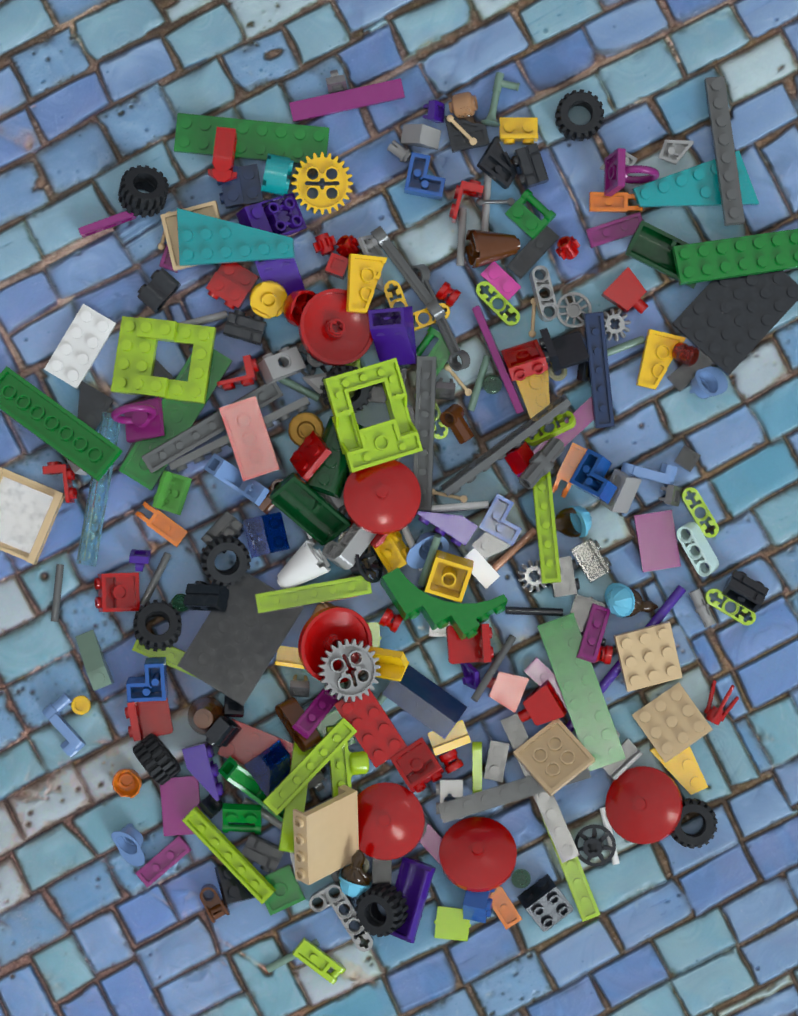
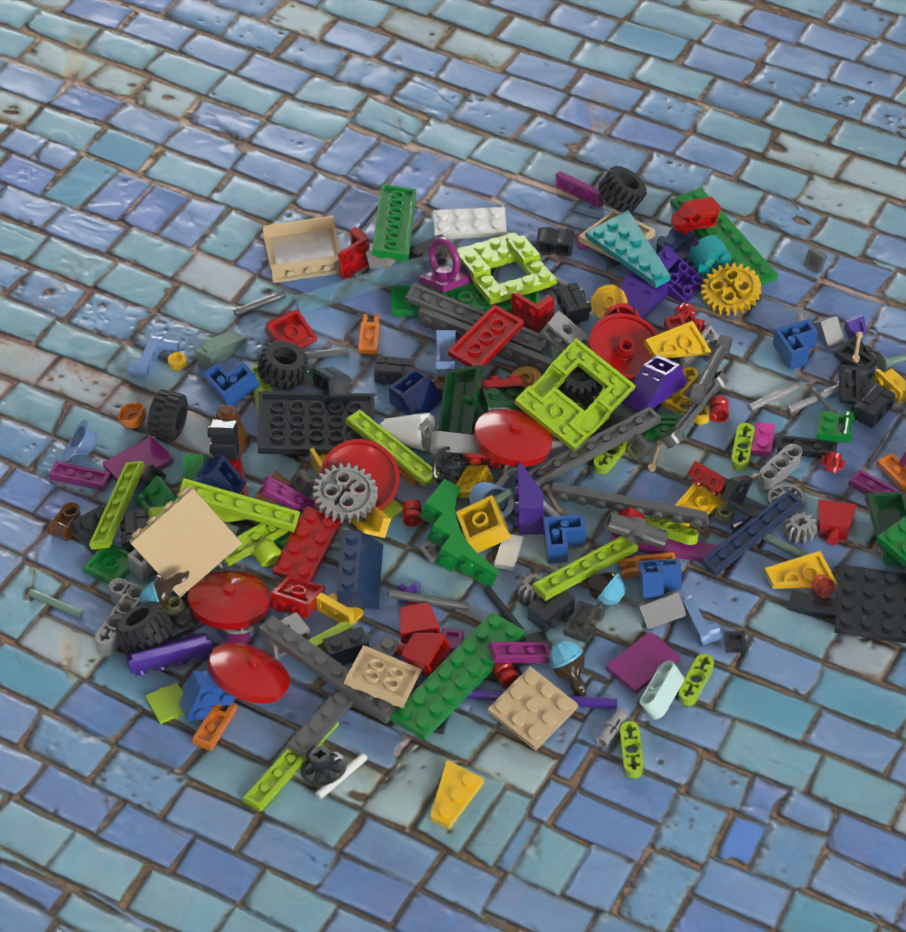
camera: 55 degrees right, 40 degrees down
(140, 558) = (328, 334): dark purple tile -> none
(148, 718) = (201, 402): red bracket -> none
(171, 492) = (400, 324): bright green bracket -> none
(201, 766) = (186, 438): dark purple slope -> none
(232, 284) = (596, 276): red plate -> none
(232, 708) = (250, 450): black plate -> none
(236, 571) = (367, 358): black tyre -> none
(318, 960) = (64, 618): lime plate -> none
(347, 100) = (810, 276): magenta tile -> none
(448, 757) = (318, 620): red wheel -> none
(453, 418) = (620, 465): reddish brown piece -> none
(463, 104) = (878, 340): medium nougat head -> none
(470, 650) = (434, 578): red bracket -> none
(471, 189) = (803, 370): red bracket -> none
(479, 382) = (664, 469): sand green bar -> none
(489, 247) = (783, 411): reddish brown cone -> none
(489, 545) = (534, 547): light grey piece -> none
(492, 384) = (673, 477): clear green plate -> none
(498, 359) = (705, 458): magenta tile -> none
(514, 549) = (537, 565): nougat bar -> none
(521, 878) = (249, 728): clear green plate -> none
(545, 903) = (238, 759): black bracket -> none
(631, 753) = (425, 747): light grey panel -> none
(644, 805) = (391, 775): red dish -> none
(672, 722) = (486, 760): tan plate -> none
(673, 495) = (692, 647): flat silver tile -> none
(707, 829) = (403, 841): black tyre -> none
(708, 382) = (813, 615): medium blue piece -> none
(716, 714) = (522, 791): red plant -> none
(745, 590) = (655, 746): black brick -> none

